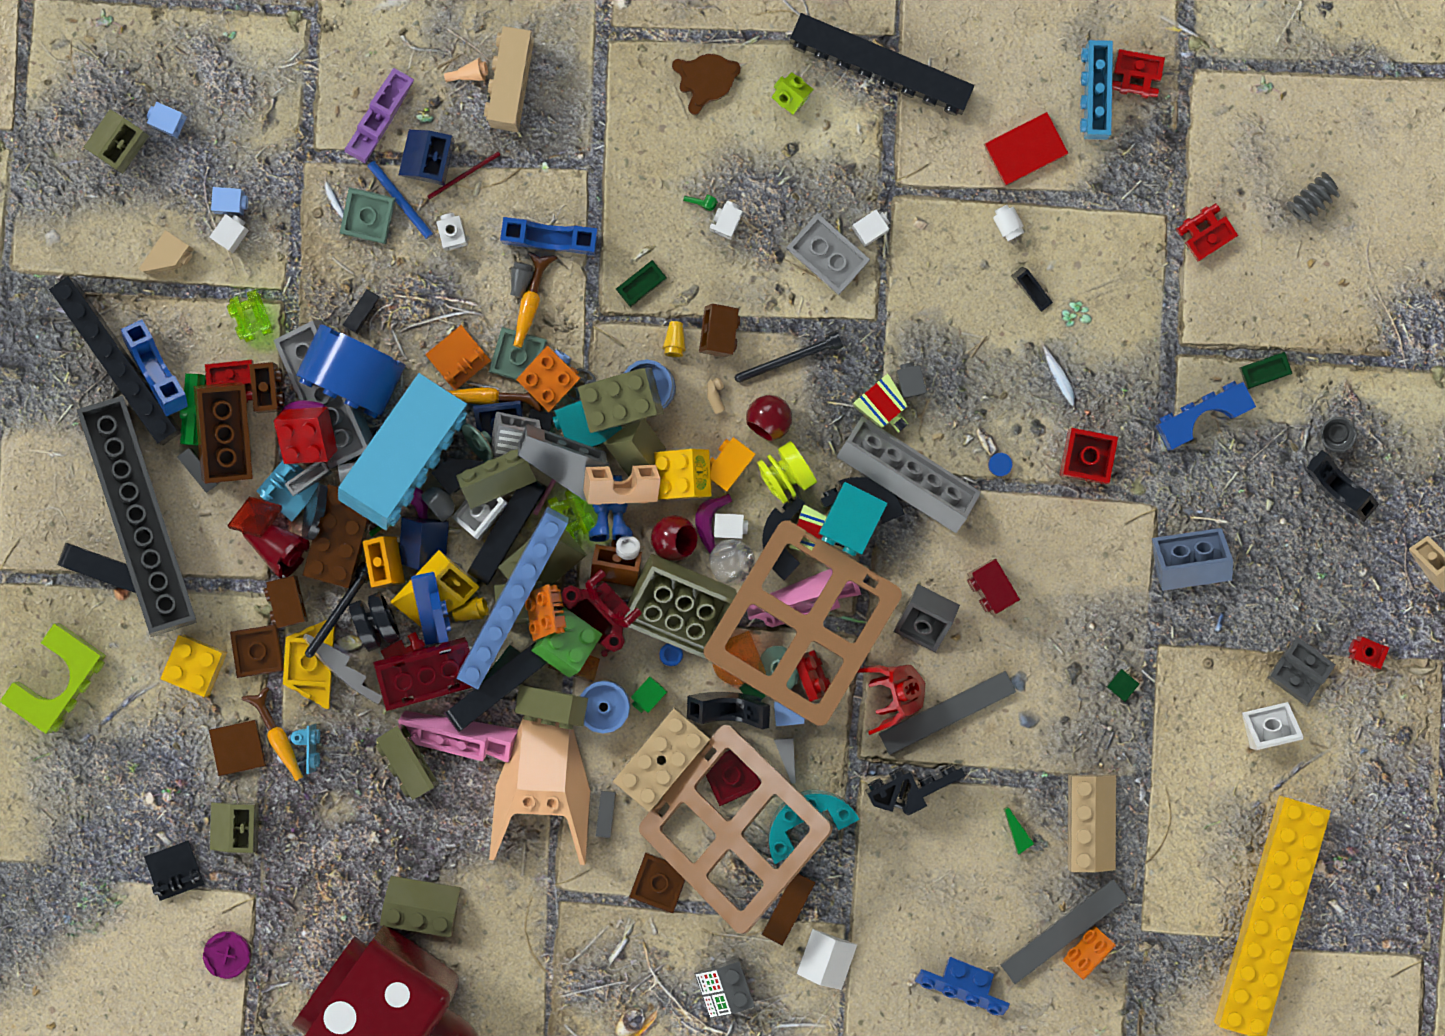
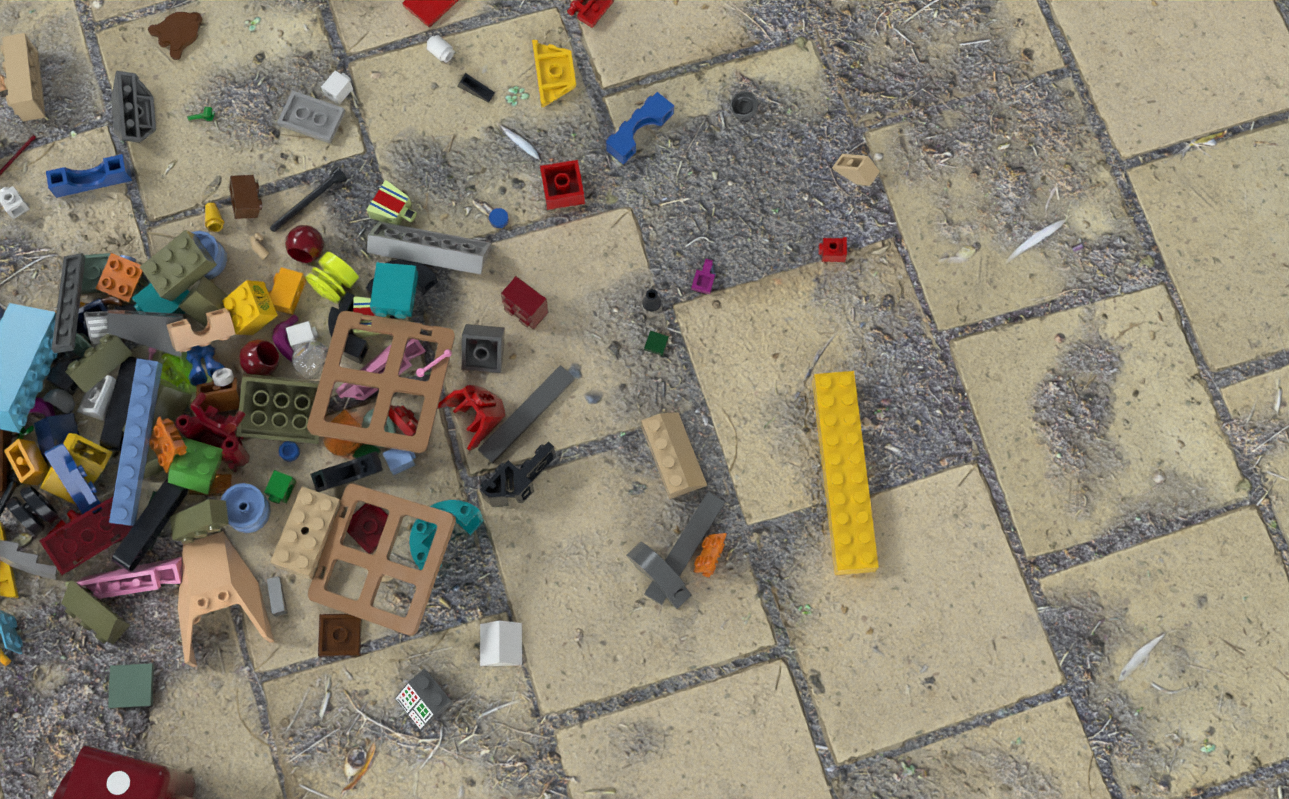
camera: 20 degrees left, 15 degrees down
(420, 906) = (143, 730): olive slope -> none
(421, 852) = (131, 686): none -> sand green tile
(458, 357) = (42, 290): orange hinge -> none
(471, 610) = (109, 477): yellow cone -> none
(483, 394) = (68, 303): none -> dark grey tile
(520, 278) = (77, 214): dark grey cone -> none
(531, 299) = (89, 228): light orange piece -> none
(623, 168) = (132, 108): none -> dark grey wedge
(641, 283) = (174, 188): dark green tile -> none
(727, 220) = (225, 120): white brick -> none
(786, 751) = (407, 490): light grey piece -> none
(788, 909) = (454, 615): reddish brown tile -> none
(791, 92) = (244, 16): lime brick -> none
(848, 631) = (420, 372): none -> bright pink hinge
(910, 380) = (407, 181): dark grey brick -> none
(965, 983) = (621, 620): blue bracket -> none
(1019, 835) = (620, 486): green piece -> none
(1024, 951) = (659, 573): none -> dark grey arch
(1130, 634) = (651, 301): none -> black cone
(1131, 302) = (553, 71): none -> yellow wing
(1192, 559) = (672, 231): sand blue slope -> none
(1205, 632) = (704, 279): none -> magenta plate
(1265, 370) = (673, 82): dark green tile -> none
(1271, 726) = (783, 331): white slope -> none
(1301, 671) = (789, 282): dark grey slope -> none
(1340, 488) = (760, 141): black arch -> none

